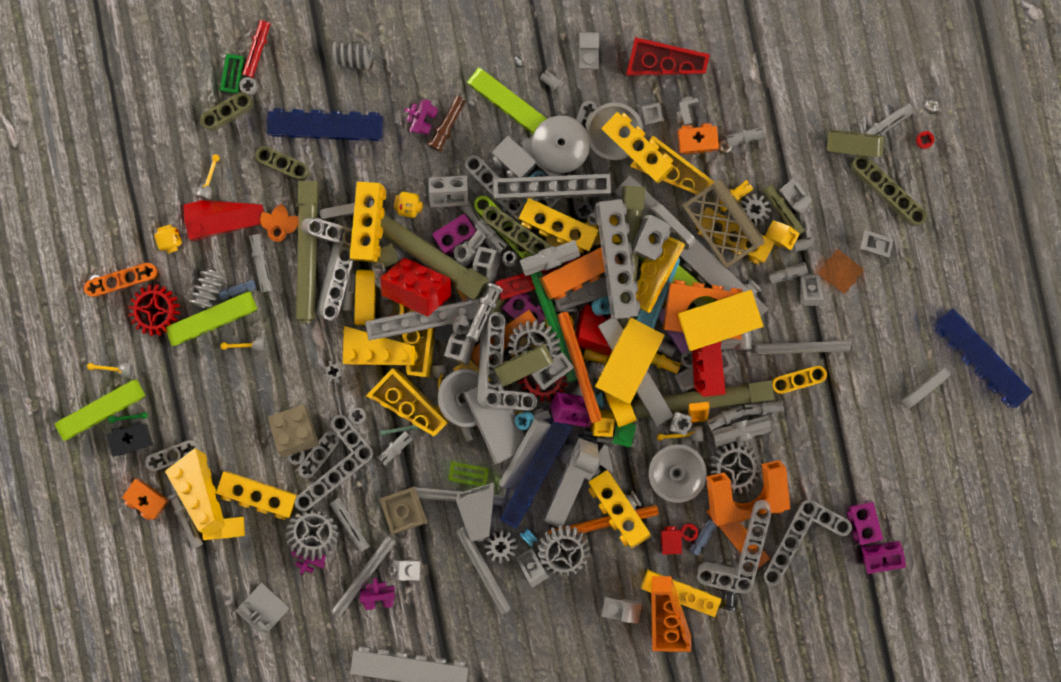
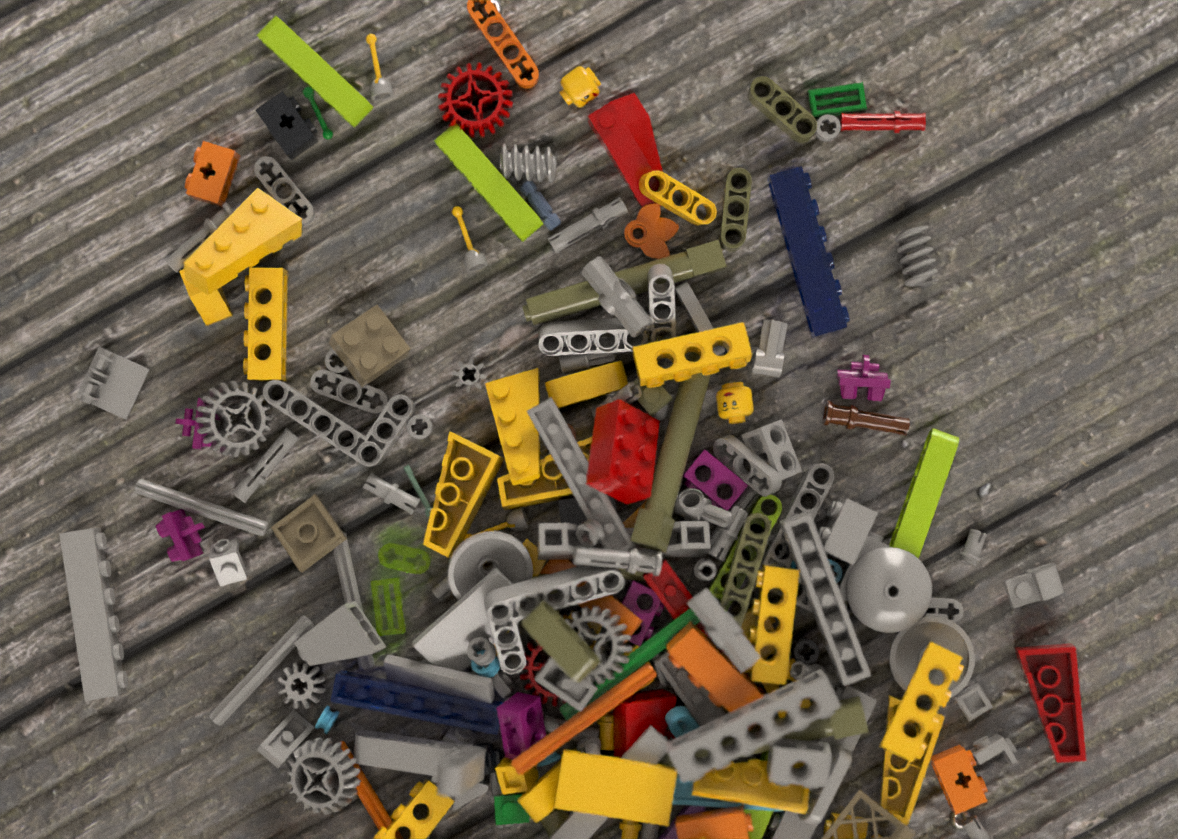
camera: 75 degrees right, 0 degrees up
(204, 191) = (662, 115): hinge -> none
(266, 190) = (690, 202): none -> yellow beam
(313, 258) = (617, 297): none -> light grey piece
(383, 171) = (769, 356): none -> light grey piece
(444, 455) = (404, 565): none -> clear neon green beam
(454, 202) = (759, 467): none -> light grey beam
(520, 419) = (483, 643): none -> light grey bush

